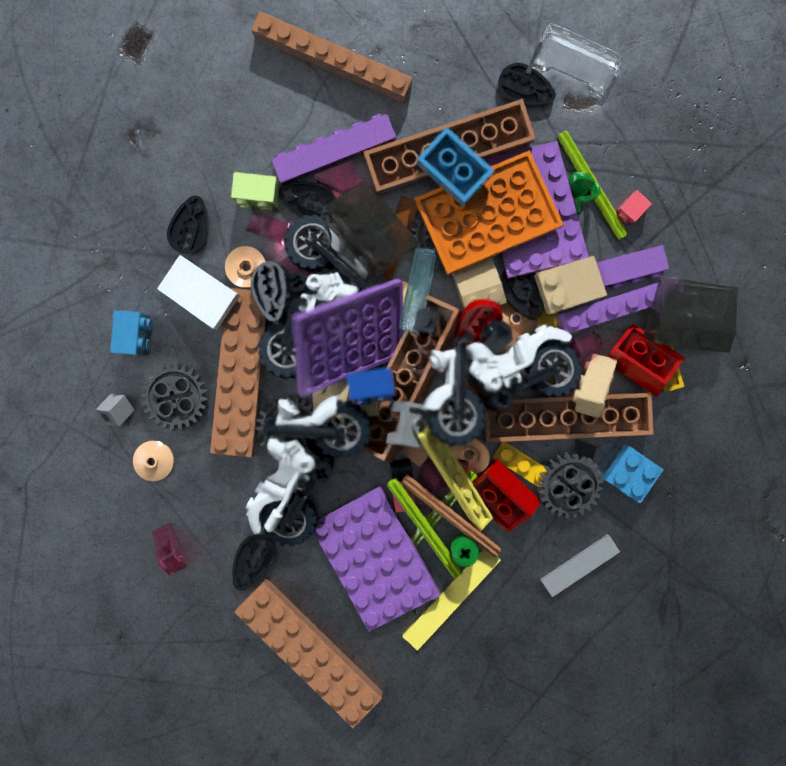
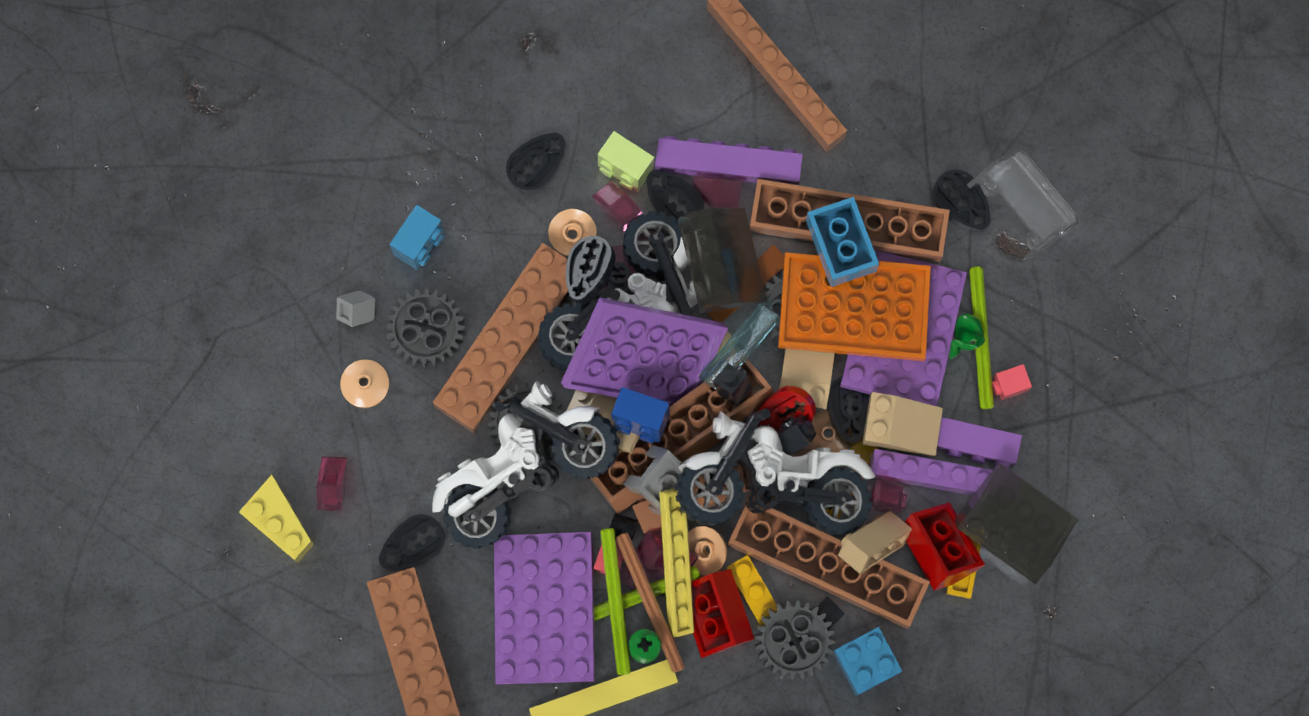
camera: 25 degrees right, 10 degrees down
(143, 598) = (276, 519): none -> light yellow wedge
(198, 292) = (510, 232): white tile -> none

